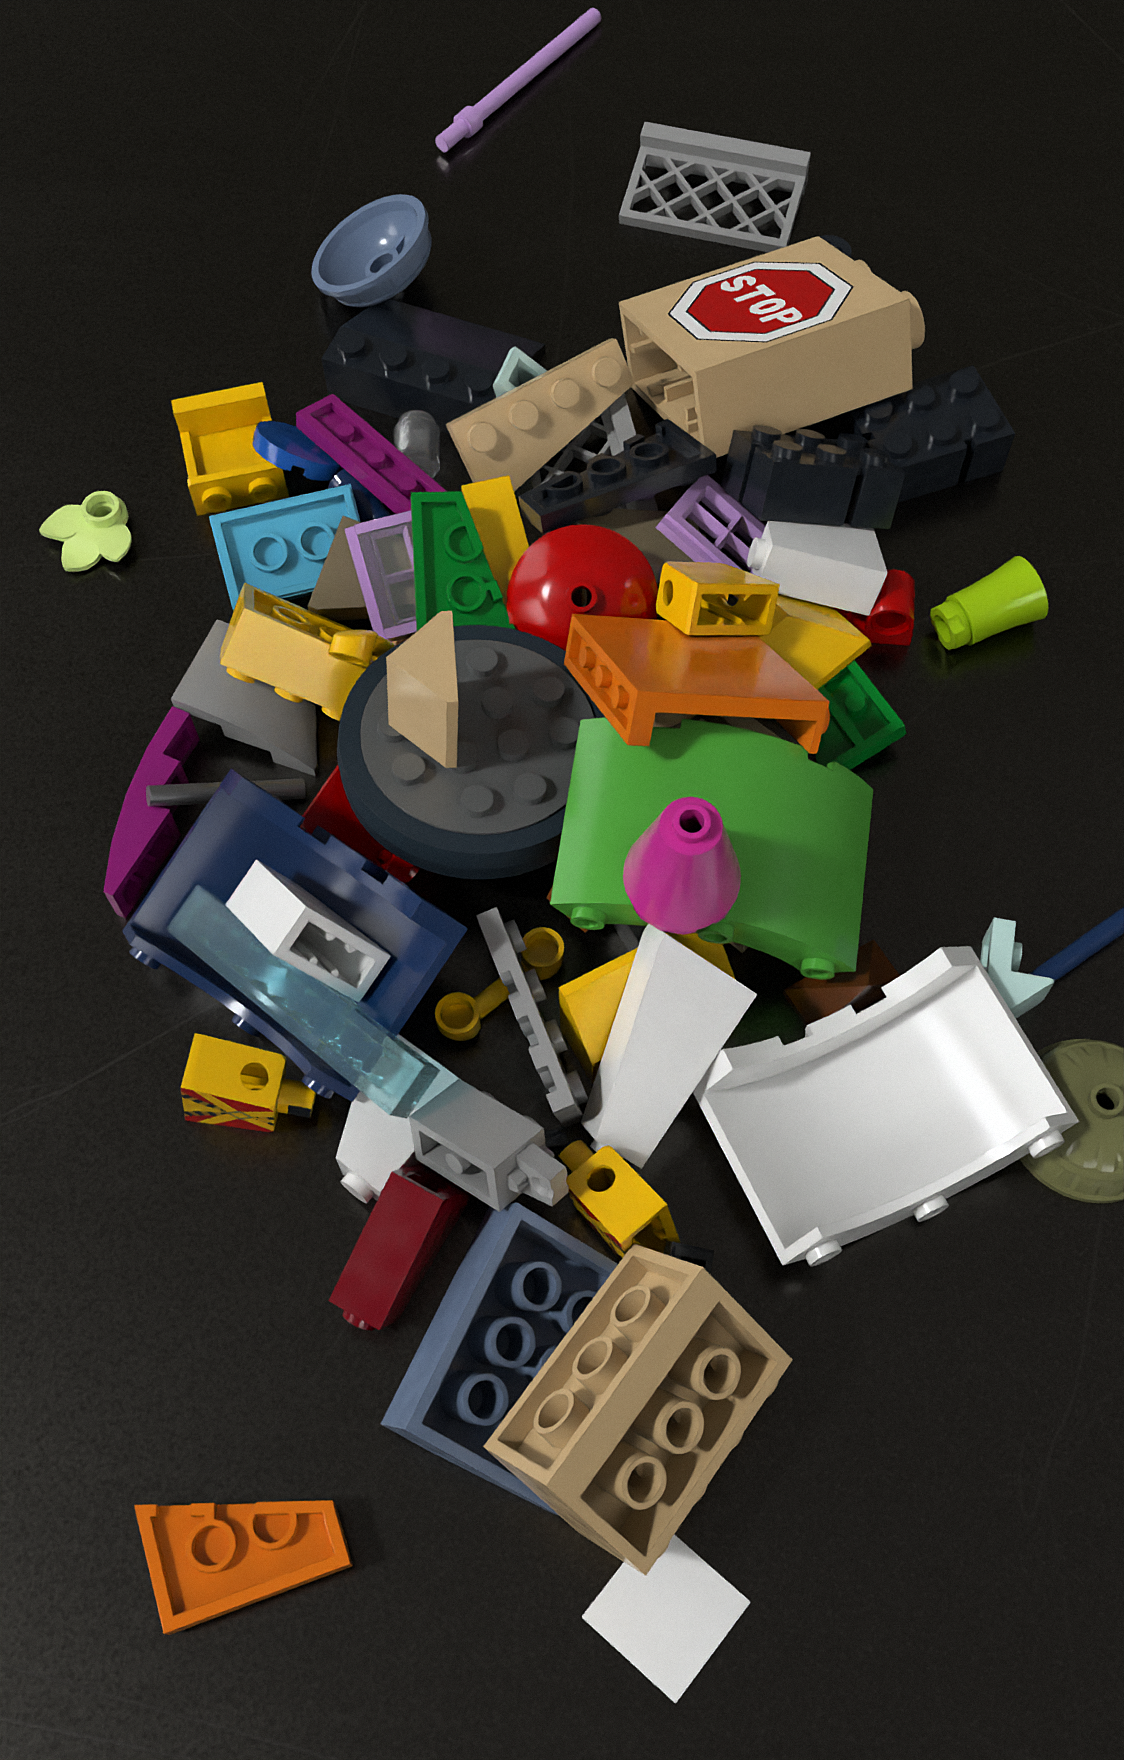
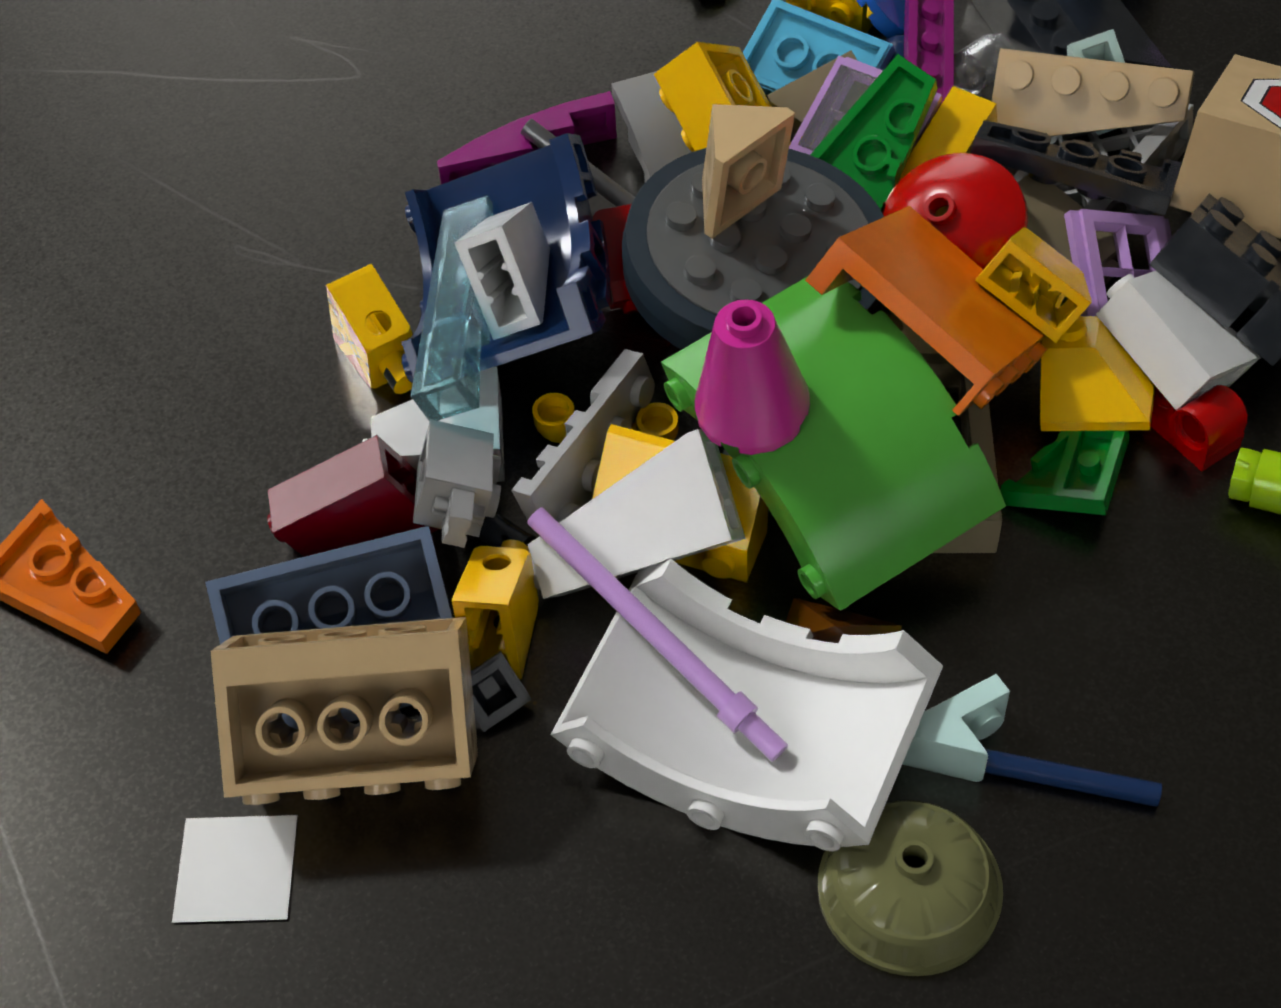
camera: 50 degrees right, 10 degrees down
(863, 1113) = (734, 709): none -> lavender bar

